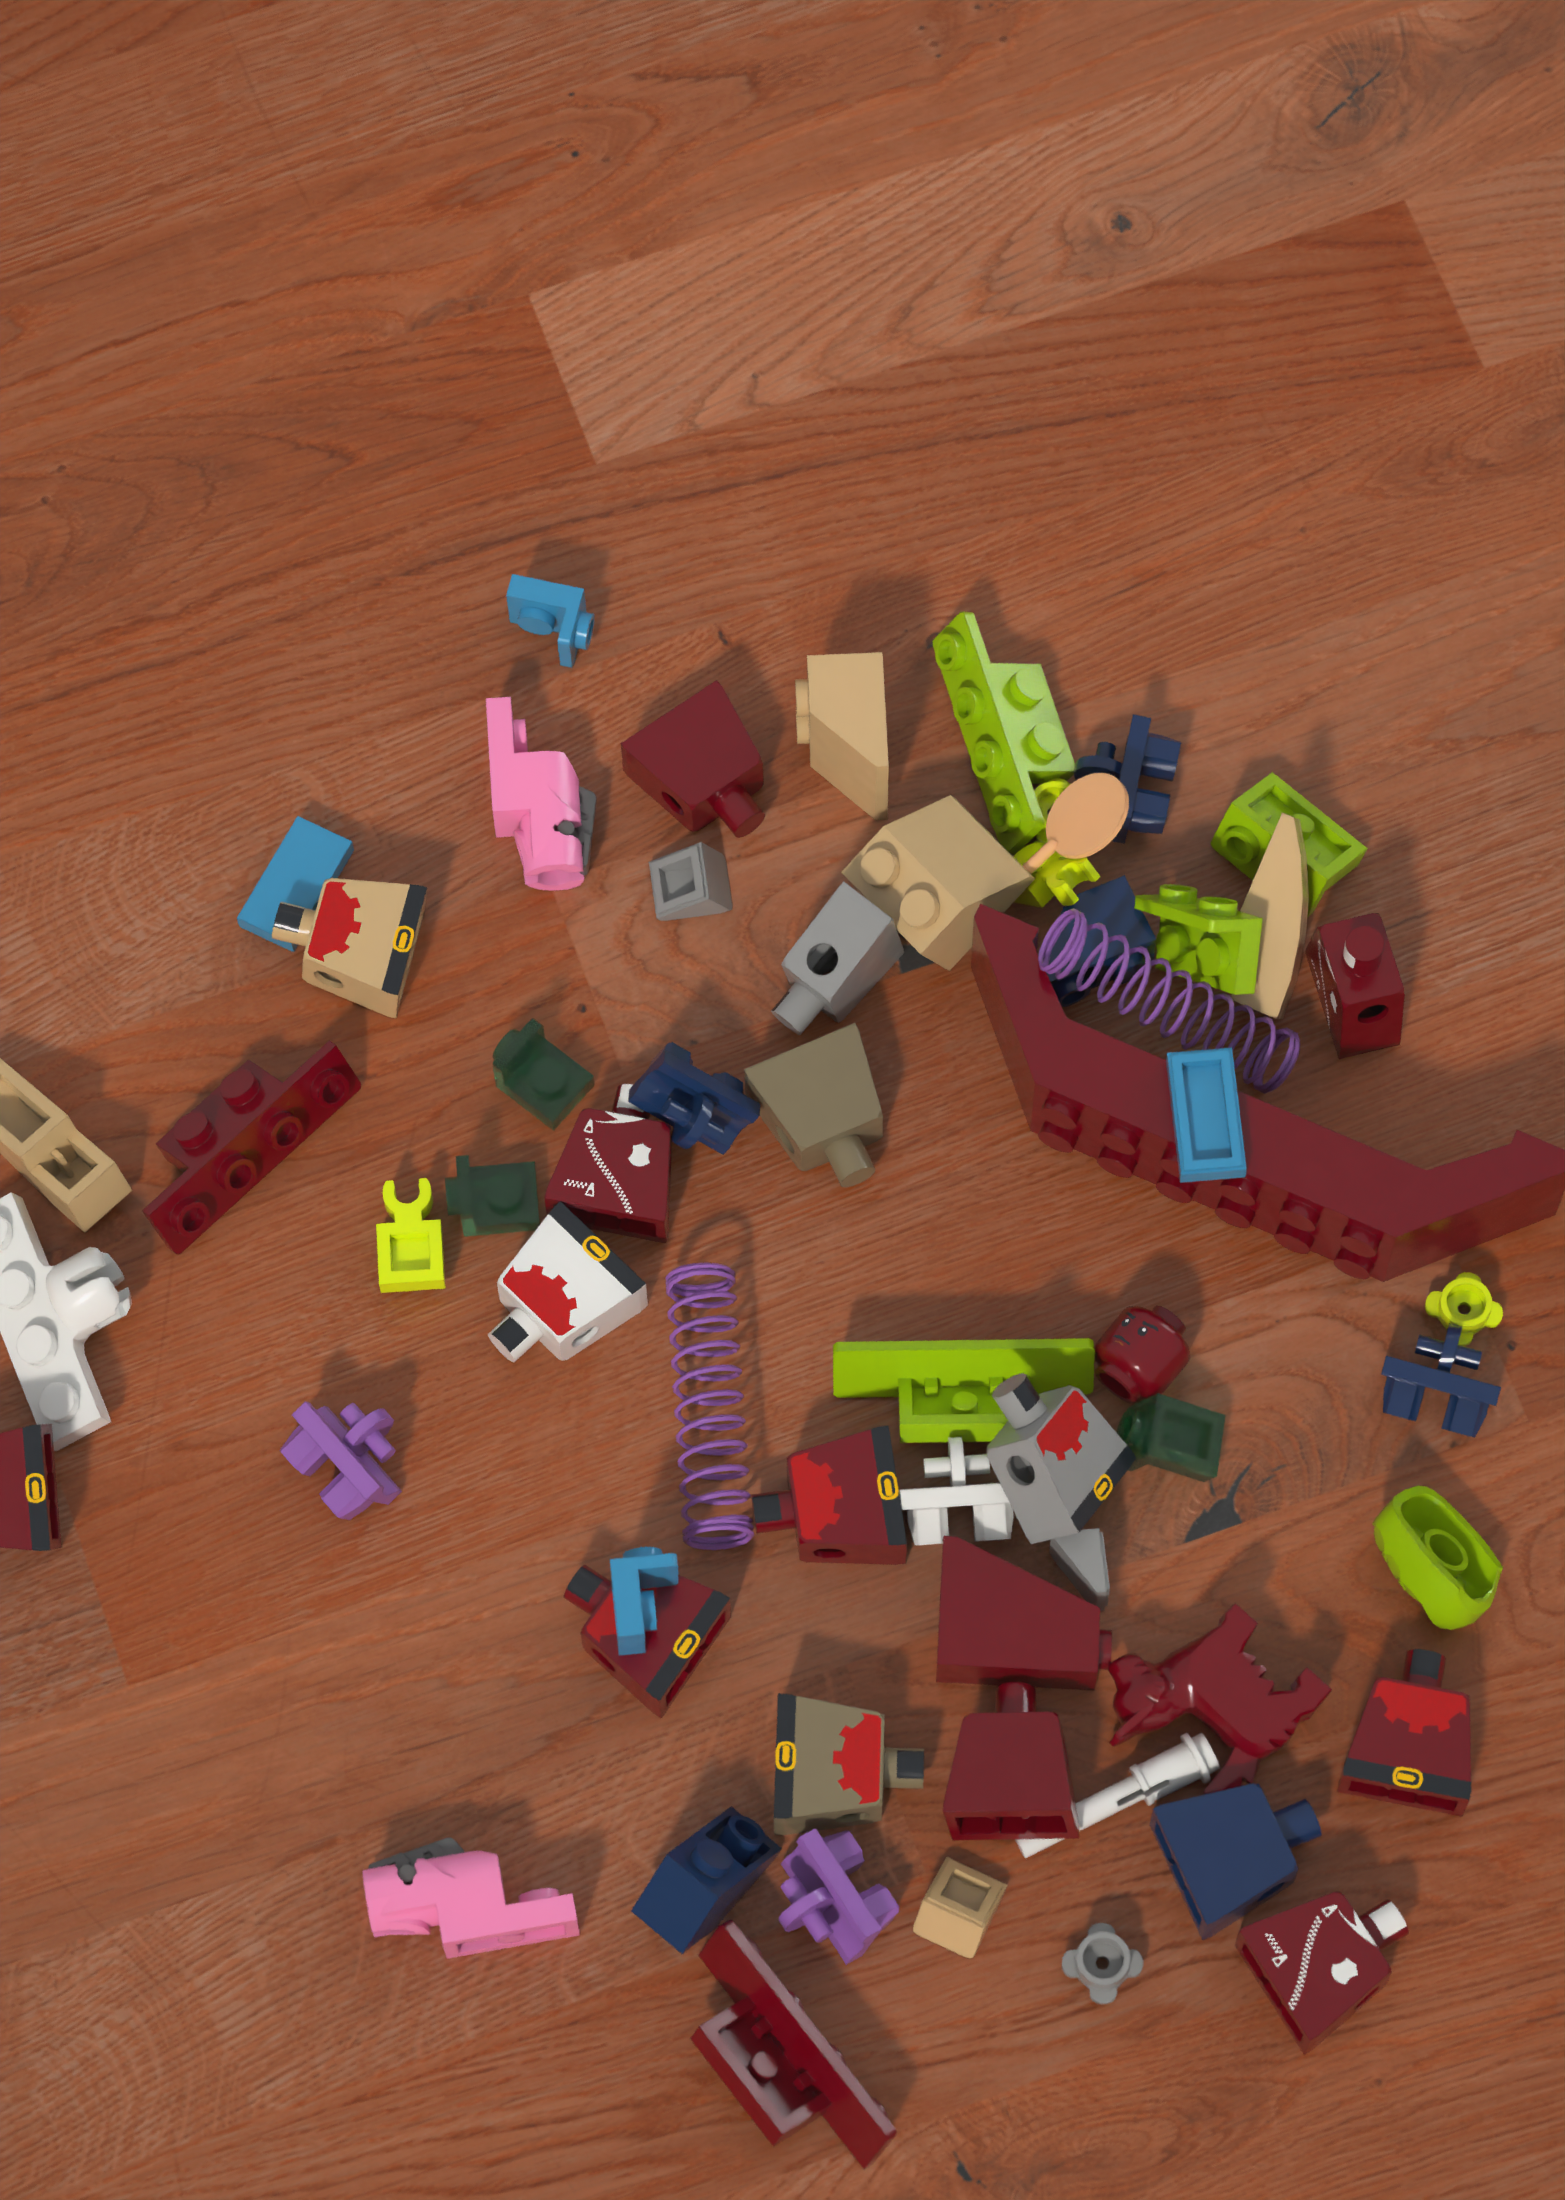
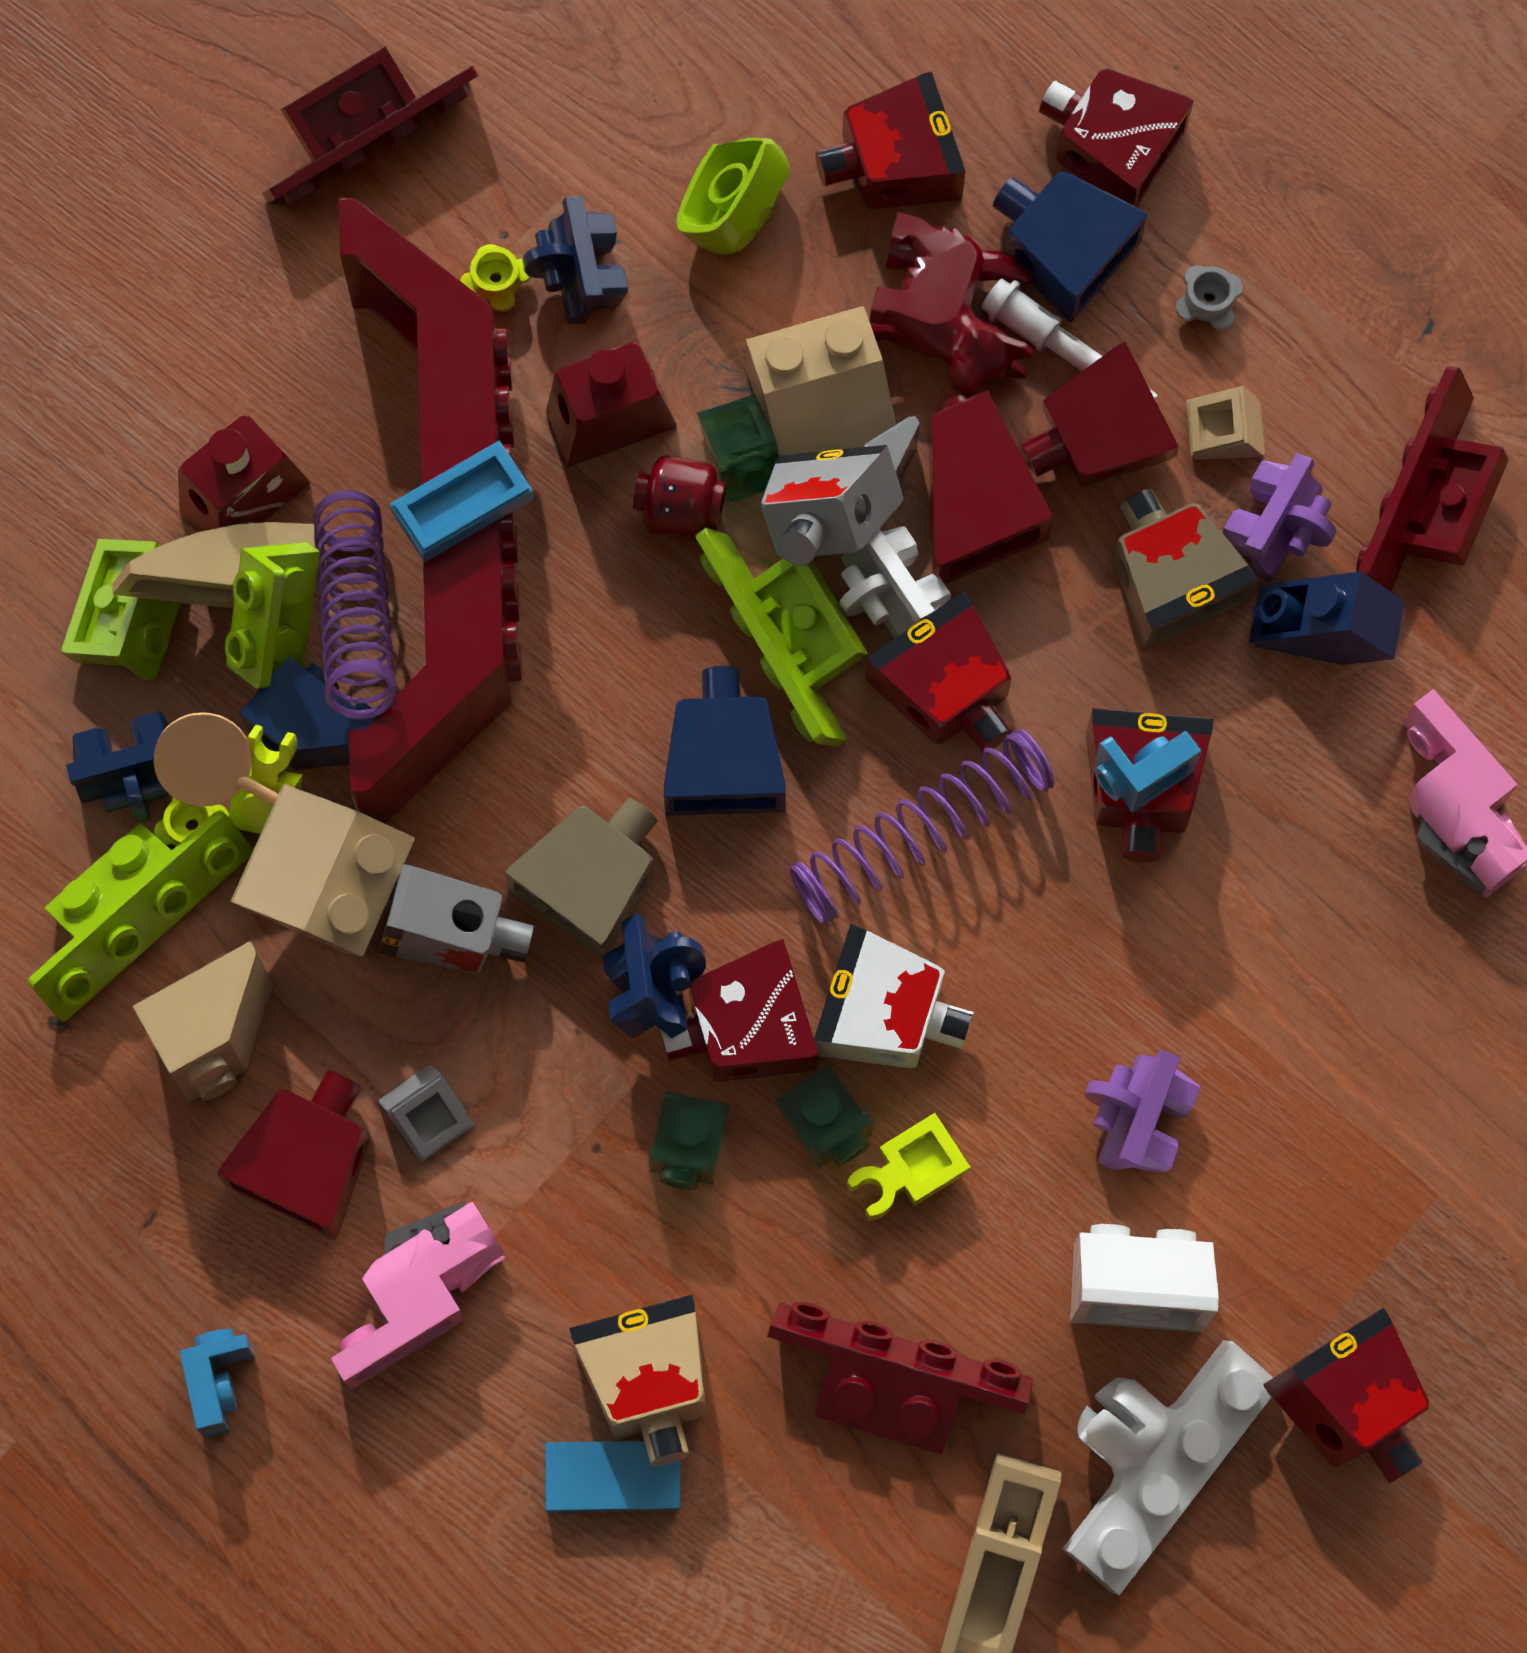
camera: 120 degrees left, 5 degrees up
(194, 1366) = (1143, 1280): none -> white slope
(875, 1272) = (723, 752): none -> dark blue torso
(1185, 1536) = (821, 383): none -> tan slope
(1271, 1332) = (606, 403): none -> dark red torso

